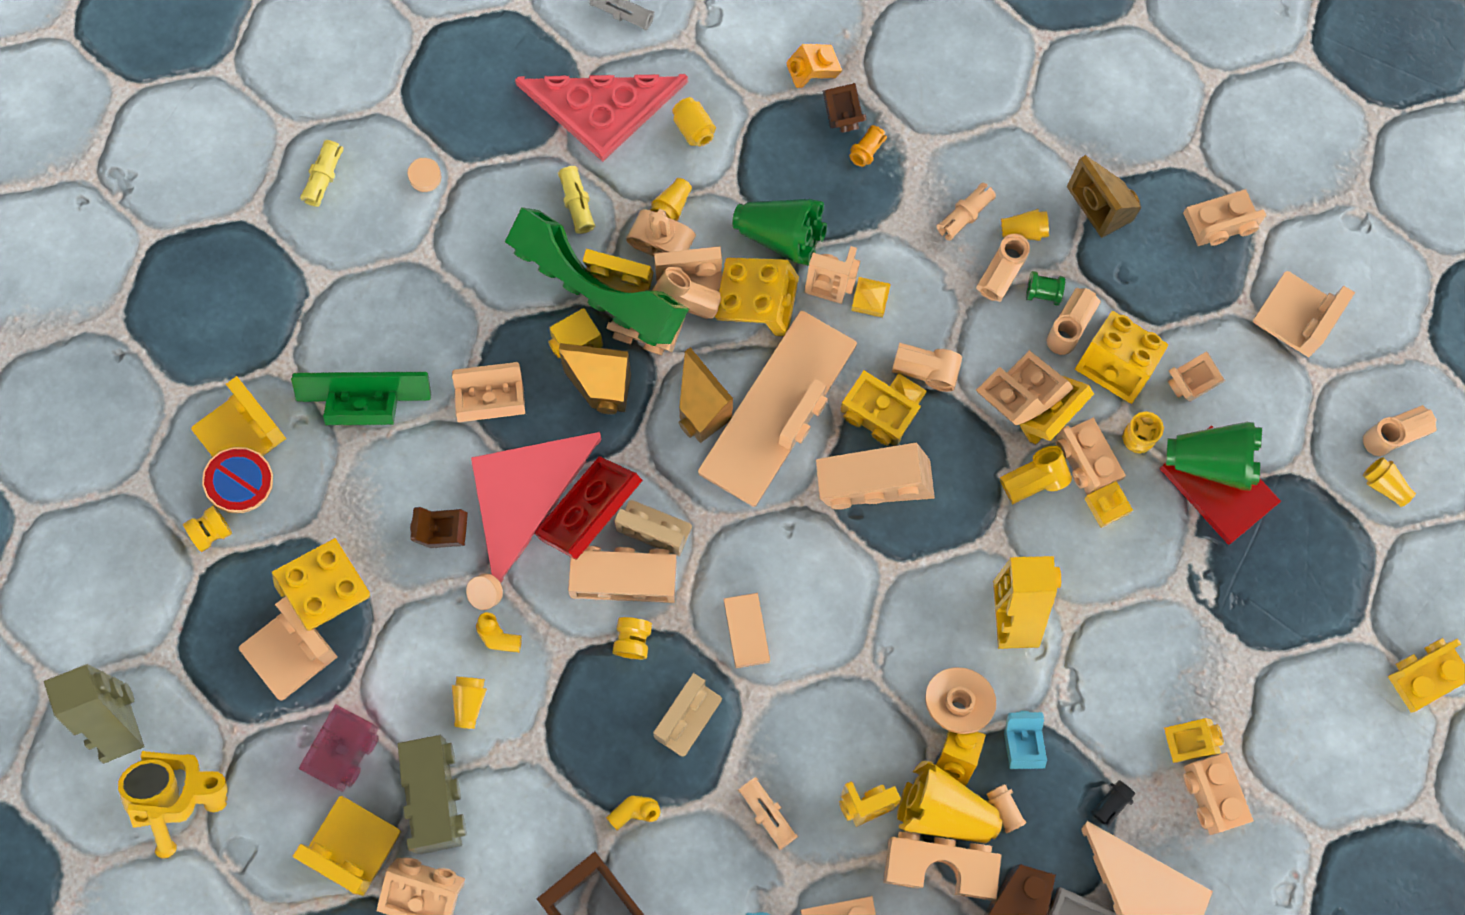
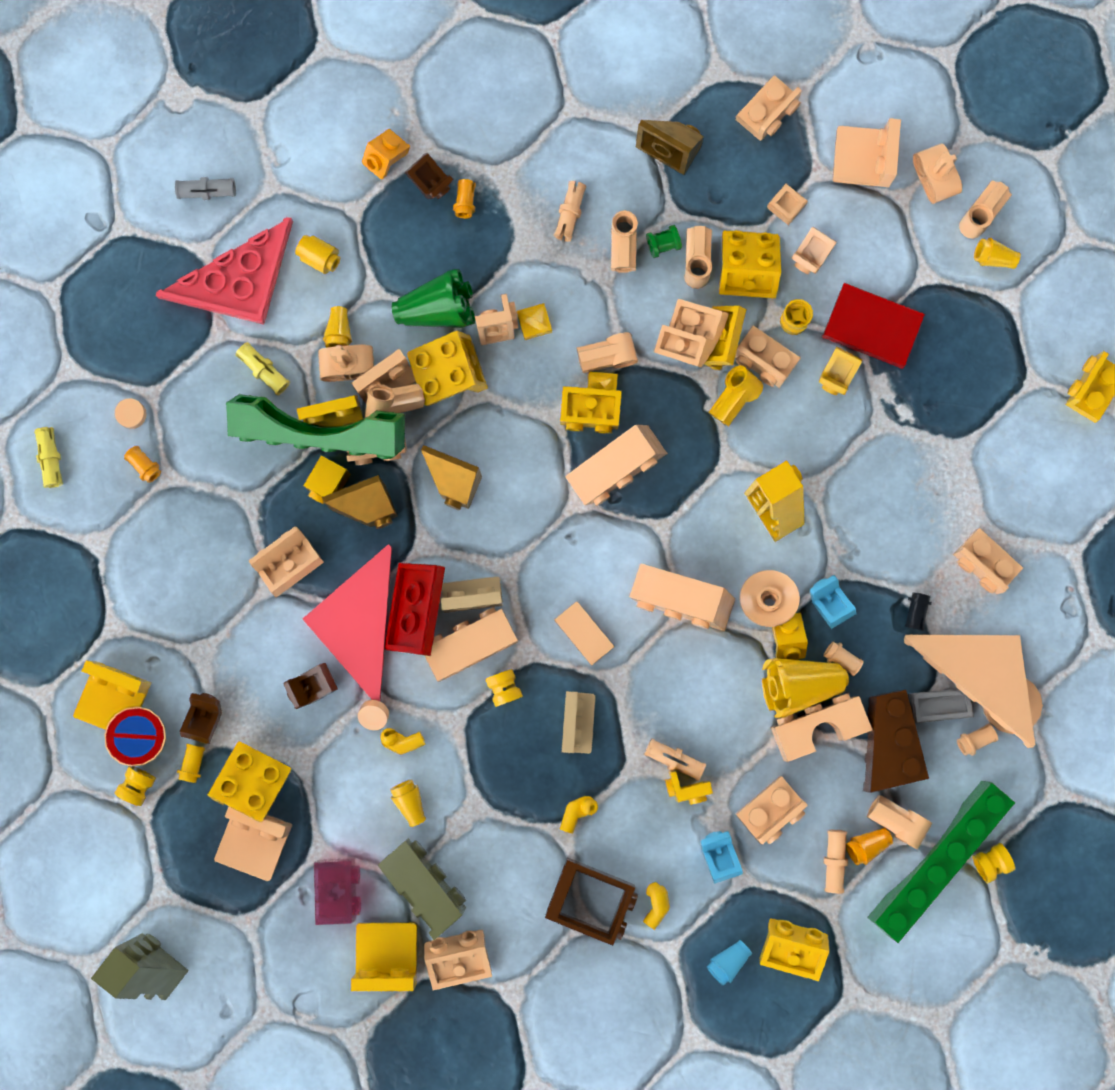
camera: 25 degrees left, 10 degrees up
(153, 798) = (217, 1002): yellow piece -> none
(275, 538) = (191, 763): none -> yellow pin
(313, 498) = (201, 718): none -> reddish brown bracket
(361, 396) = (190, 619): green bracket -> none
(408, 234) = (142, 464): none -> light orange pin
(769, 860) = (694, 793): none -> yellow bracket
(778, 409) = (513, 449): light nougat bracket -> none
(870, 648) = (682, 597): none -> light nougat wedge
(874, 804) = (749, 711): yellow bracket -> none
(1031, 225) = (622, 198): yellow cone -> none
(1108, 504) = (799, 386): yellow tile -> none
(1159, 510) = (839, 371): none -> yellow bracket
(1192, 319) = (787, 204): none -> light nougat tile
(1194, 739) = (952, 532): yellow bracket -> none
(1219, 454) = (863, 305): green cone -> none
(1367, 369) = (937, 173): none -> light nougat beam

